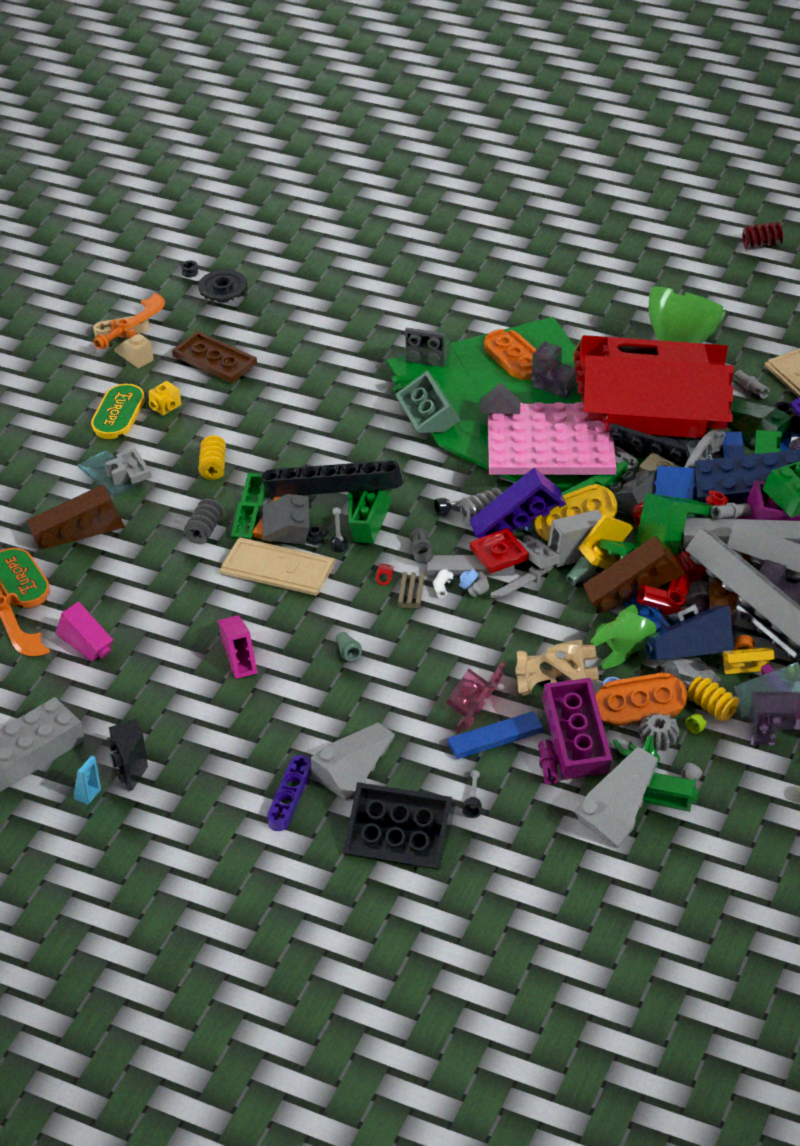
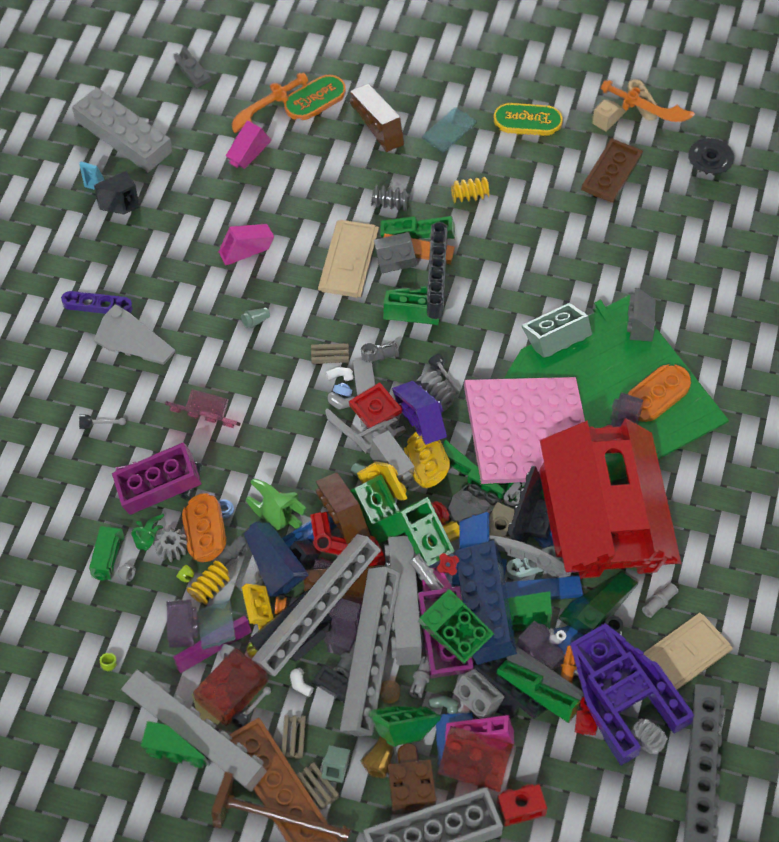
camera: 80 degrees right, 15 degrees up
(127, 465) = (448, 138): light grey plate -> none
(164, 398) = (541, 144): yellow brick -> none
(189, 268) = (740, 127): black bush -> none
(316, 535) = (389, 281): black plate -> none
(339, 541) = (380, 291): hinge -> none
(384, 569) = (349, 330): red piece -> none
(399, 825) = (61, 375): black slope -> none
(494, 735) = (161, 423): blue tile -> none
(500, 401) = (565, 383): dark grey slope -> none
(572, 665) = (234, 465): tan hips -> none
(615, 801) = (82, 514): light grey wedge -> none
(683, 317) = (734, 522): bright green piece -> none

